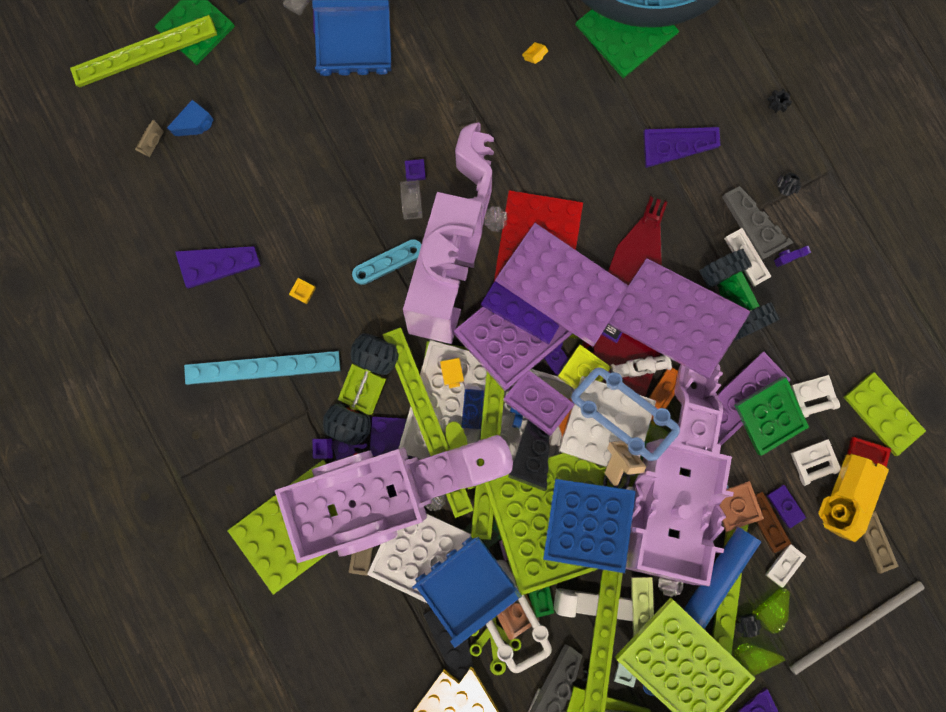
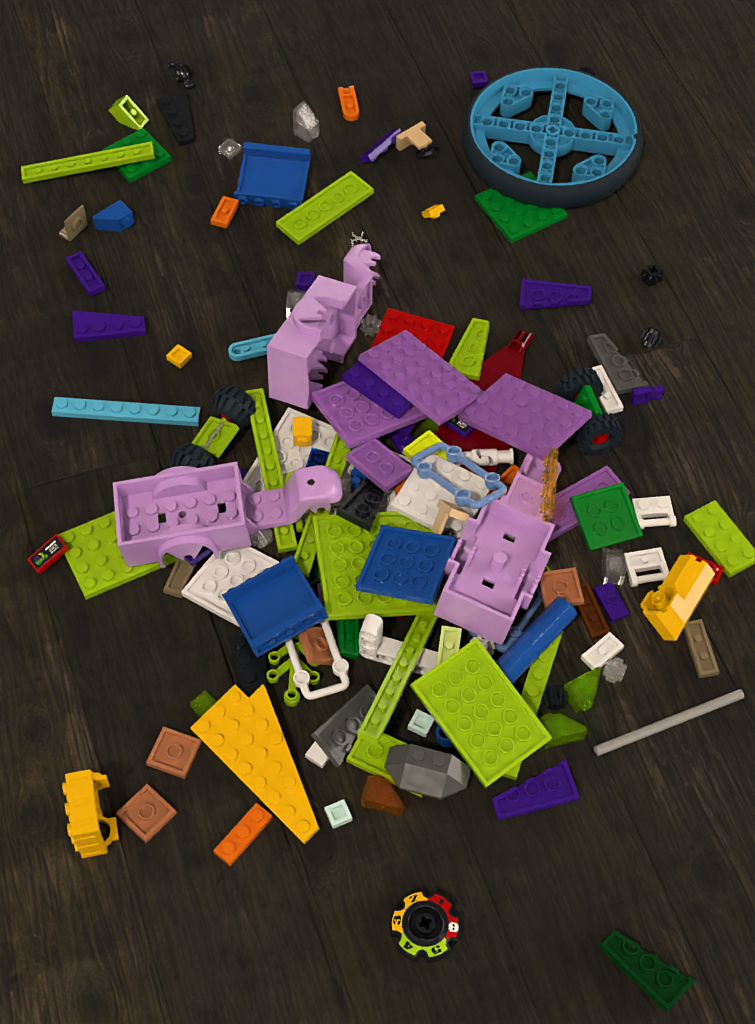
camera: 15 degrees right, 25 degrees down
(177, 201) = (85, 273): none -> dark purple plate
(225, 554) = (48, 553): none -> tile
(309, 91) = (224, 212): none -> orange plate
(416, 689) = (202, 703): none -> clear neon green plate
(417, 67) = (324, 207): none -> lime plate
(604, 234) = (471, 349): none -> lime wing
(721, 410) = (548, 491): none -> clear yellow plate
(784, 465) = (613, 566): none -> clear slope
(800, 585) = (614, 669): none -> clear gear

